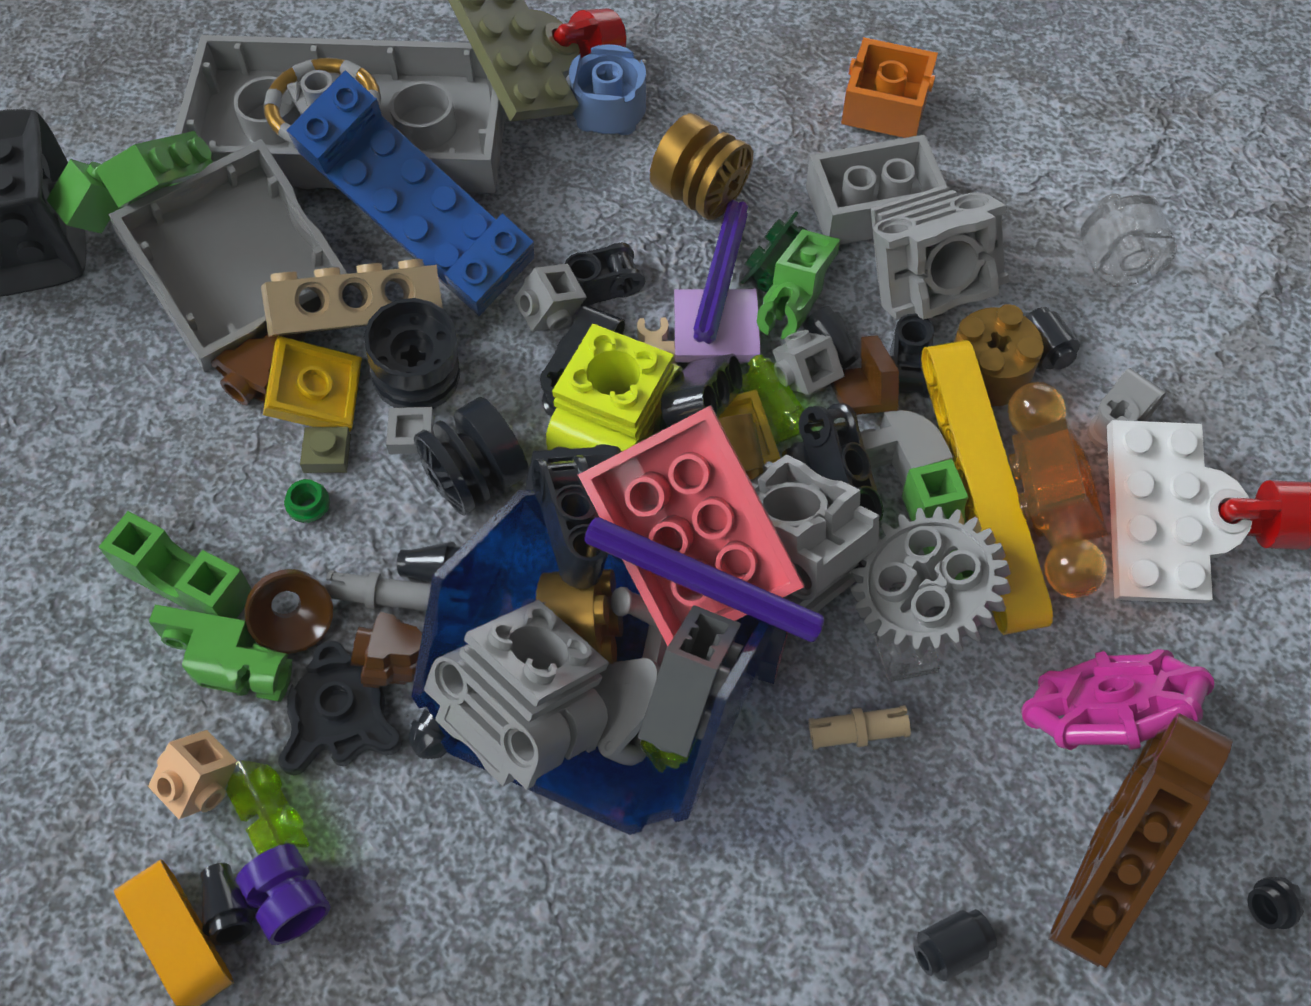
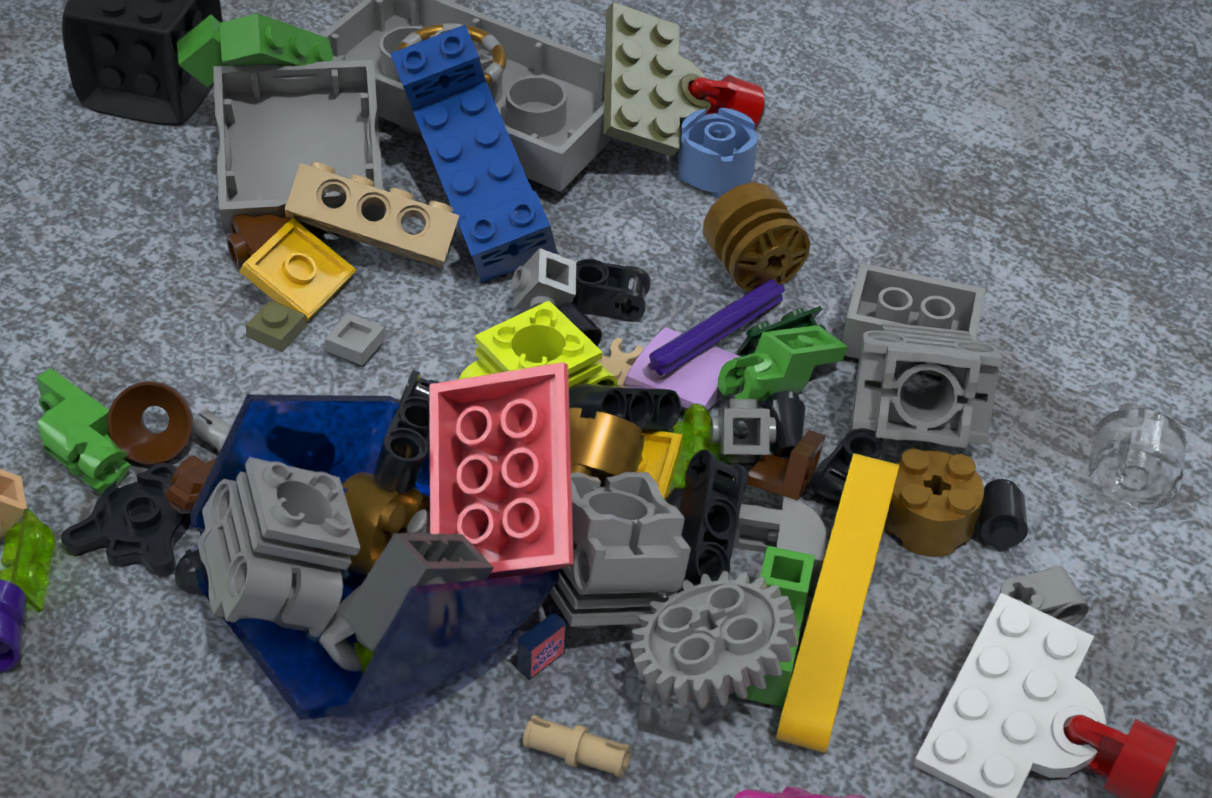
camera: 25 degrees right, 15 degrees down
(154, 561) = (77, 345): bright green arch -> none
(303, 491) = (231, 354): green plate -> none
(412, 353) = (394, 277): black wheel -> none
(478, 452) = (377, 368): black wheel -> none
(704, 579) = (486, 518): dark purple axle -> none
(888, 88) = (986, 245): orange brick -> none
(1057, 489) = (906, 631): clear orange brick -> none

